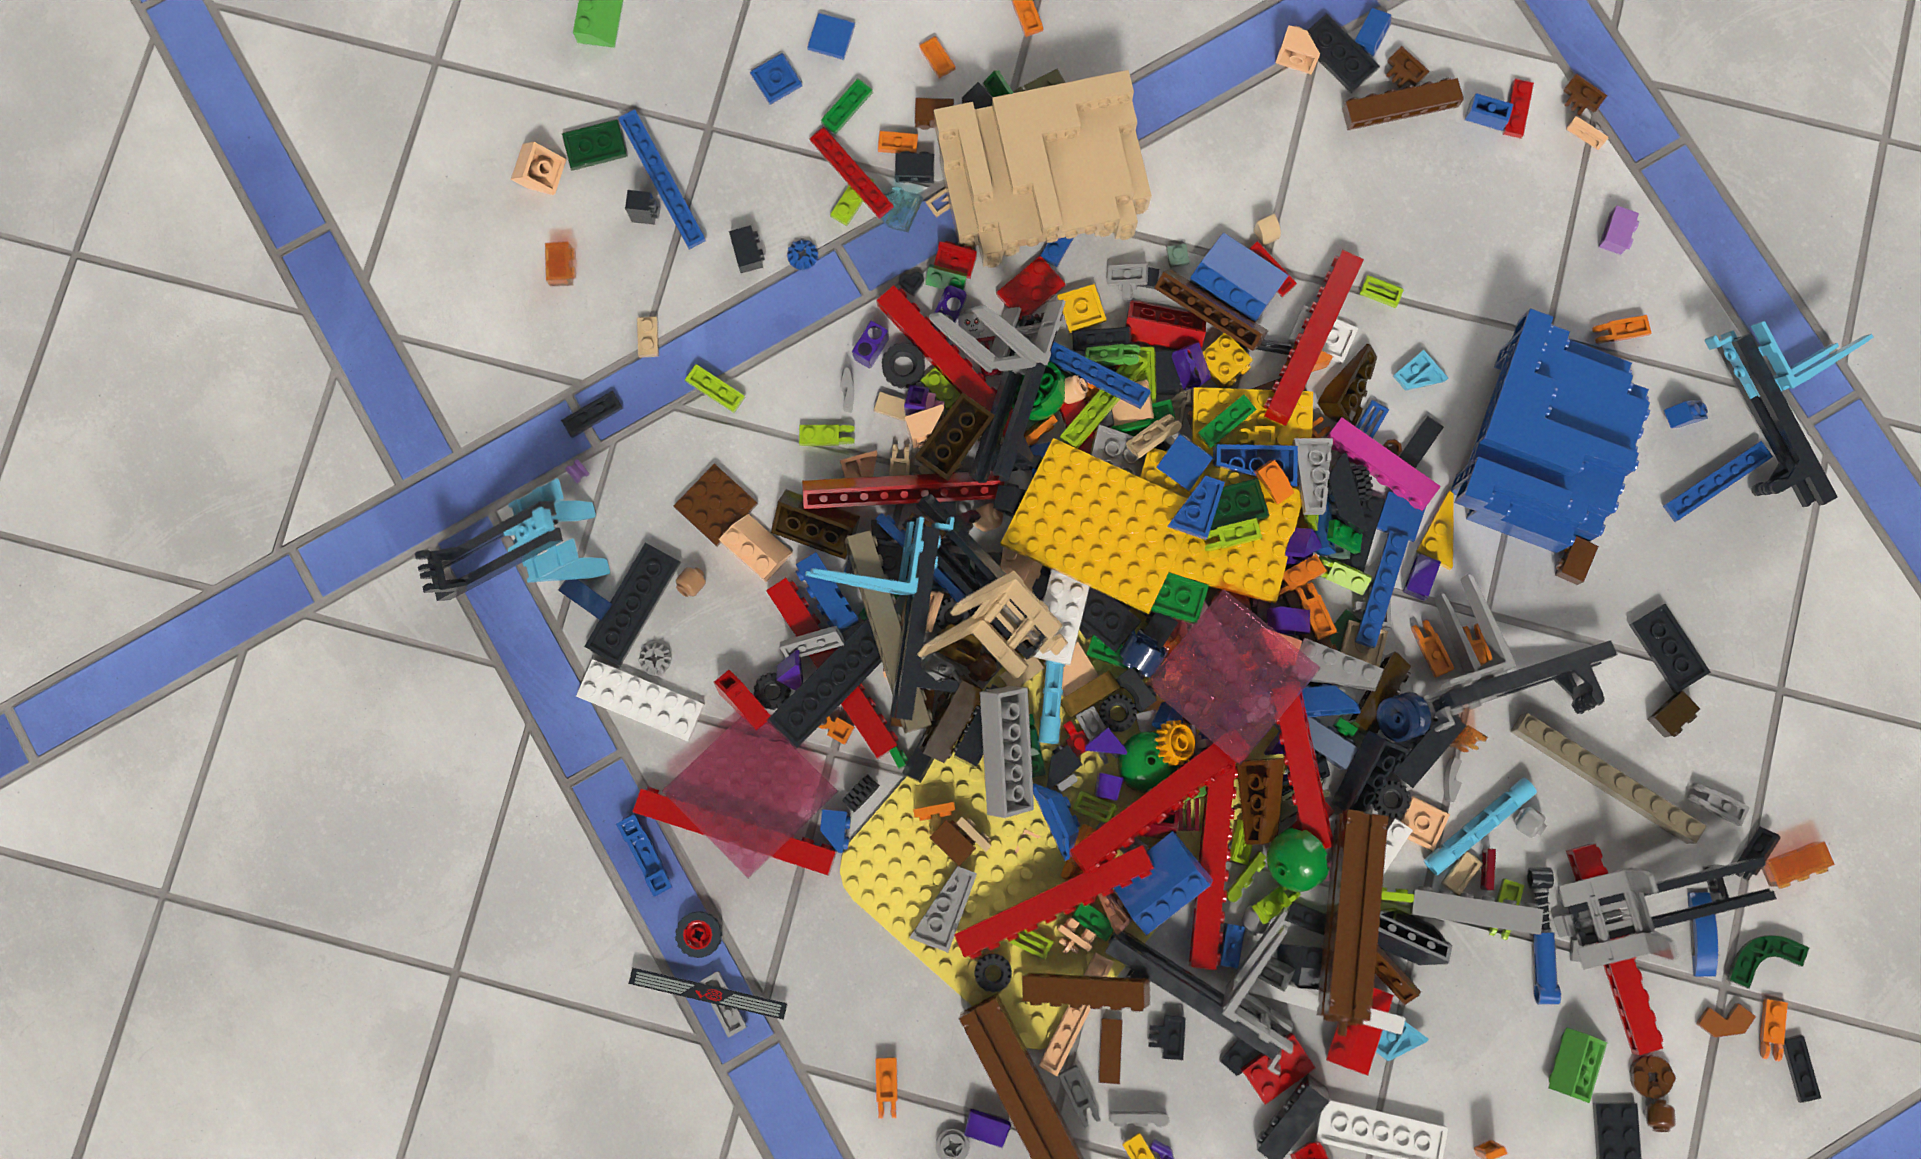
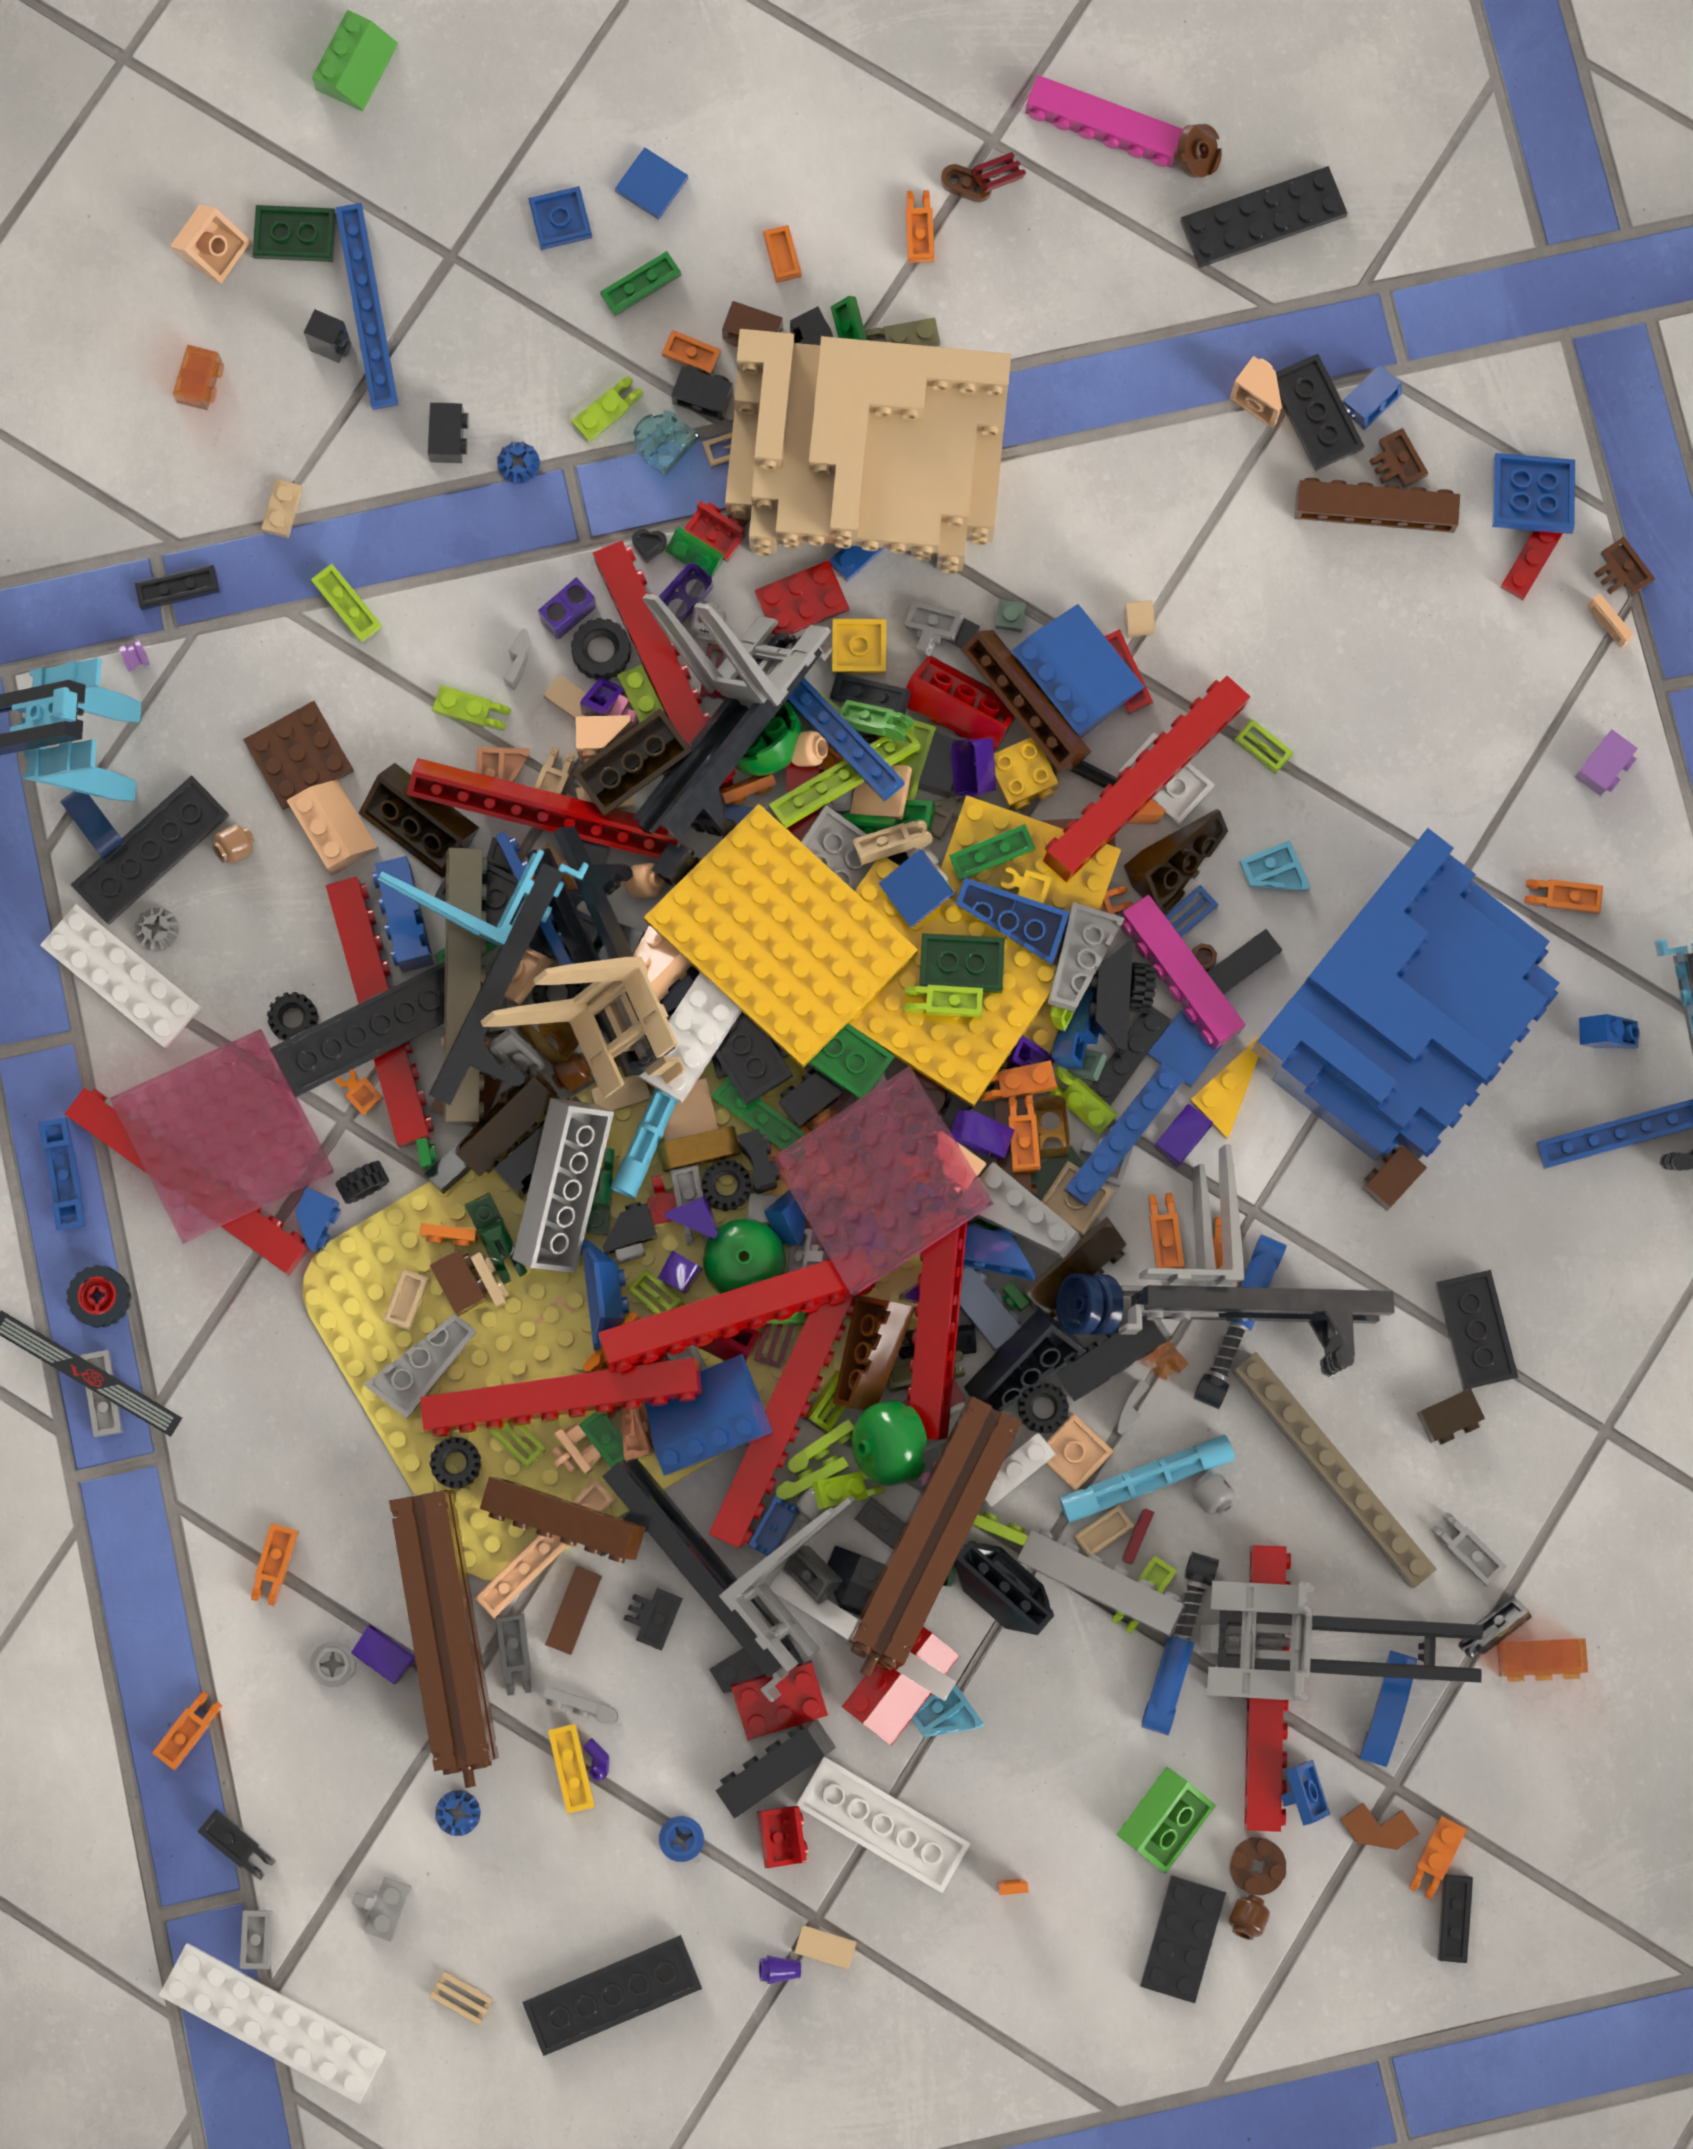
camera: 15 degrees right, 0 degrees up
(741, 699) = (248, 1014): red slope -> none
(790, 671) = (324, 998): dark purple slope -> none
(813, 642) = (361, 970): light grey plate -> none
(851, 173) = (616, 374): red tile -> none
(918, 866) = (406, 1299): none -> tan tile
(967, 801) = (494, 1235): none -> dark green plate
(1142, 653) = (778, 1116): dark blue brick -> none
(1175, 742) = (783, 1243): light orange gear -> none
(1199, 509) = (911, 955): blue wing -> none
(1246, 903) = (831, 1467): none -> lime hinge
(1274, 481) = (1023, 949): orange slope -> none
(1302, 543) = (1035, 1041): dark purple slope -> none
(1330, 584) = (1056, 1105): none -> pearl gold piece
(1344, 536) = (1096, 1050): green plate -> none
(1395, 978) = (965, 1629): reddish brown plate -> none
(1489, 112) = (1486, 552): blue brick -> none
(1503, 746) = (1259, 1274): none -> piece
(1505, 62) = (1533, 493): none -> blue plate
(1671, 1015) = (1306, 1793): none -> blue hinge
(1758, 950) = (1458, 1750): dark green plate -> none

